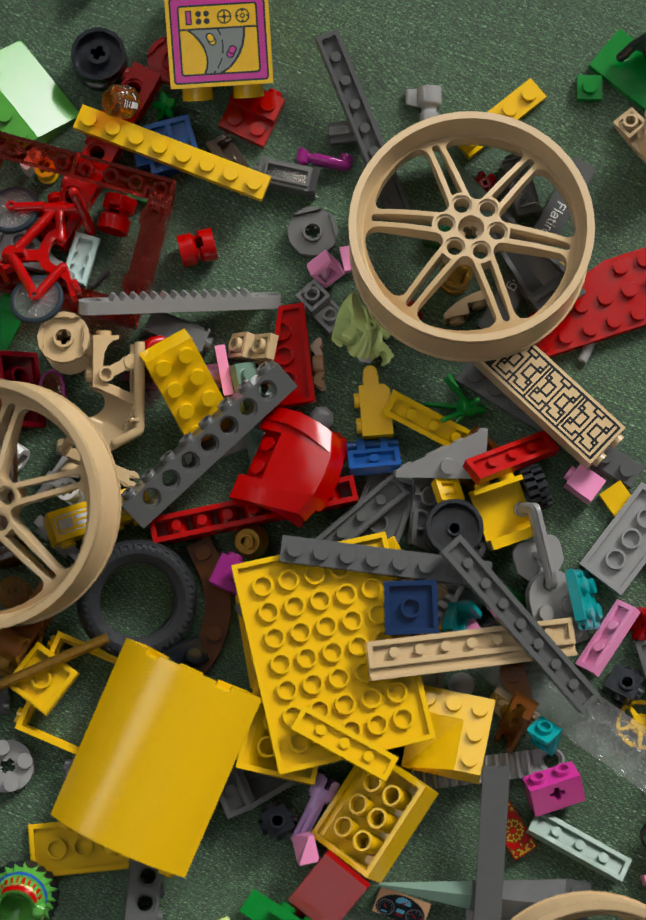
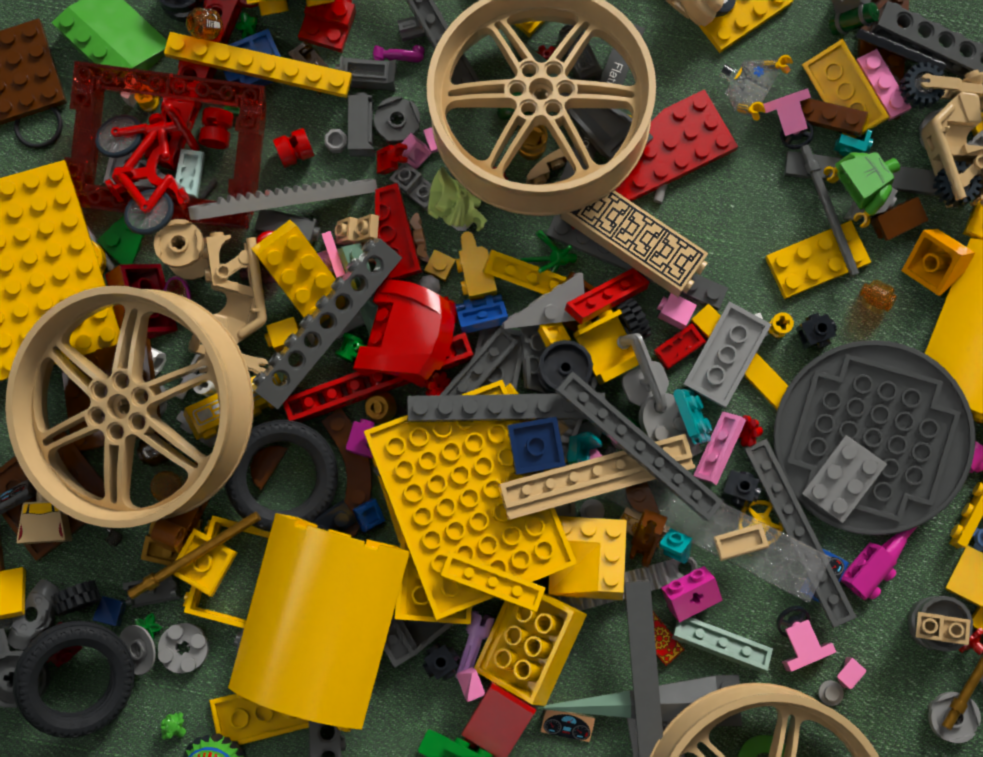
camera: 10 degrees left, 0 degrees up
(120, 584) = (265, 464): none -> reddish brown plate
(155, 446) = (279, 332): none -> yellow brick
(222, 654) = (369, 515): none -> blue tile
(227, 473) = (349, 348): none -> green piece
(243, 245) = (335, 141): none -> light grey tile
(272, 232) = (360, 125): none -> dark grey window
(298, 273) = (390, 157): none -> red plate
(315, 525) = (437, 383): none -> red plant
(336, 397) = (439, 265): none -> yellow plate
(581, 522) = (679, 346): none -> red plate
(613, 741) = (741, 542): none -> tan tile

